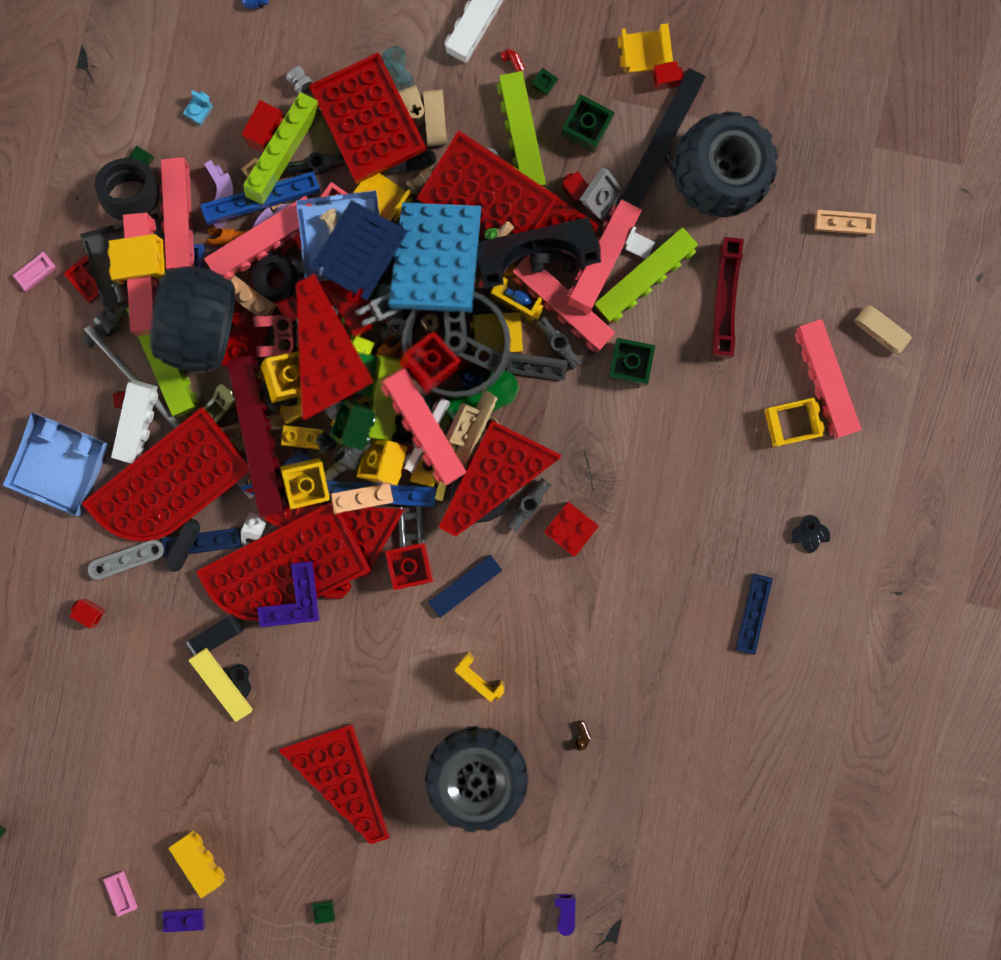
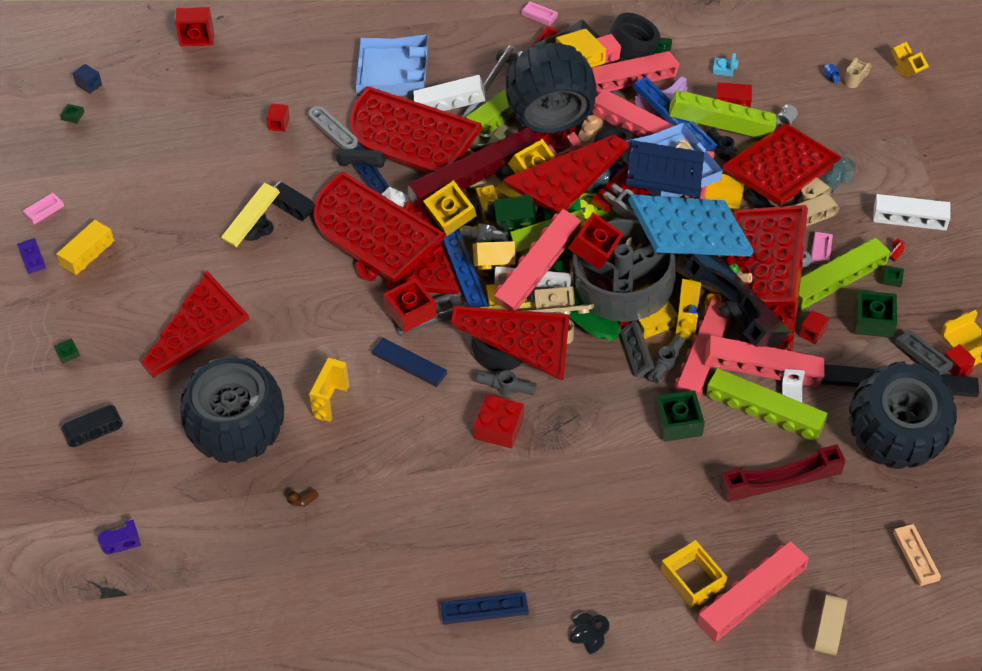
camera: 65 degrees right, 35 degrees down
(306, 604) = (341, 245): dark purple plate -> none
(361, 498) = (455, 253): light nougat plate -> none
(428, 909) = (92, 426): none -> black beam
(481, 131) = (821, 248): none -> bright pink tile
(602, 195) = (820, 341): light grey plate -> none
(645, 102) = (924, 353): none -> dark grey plate

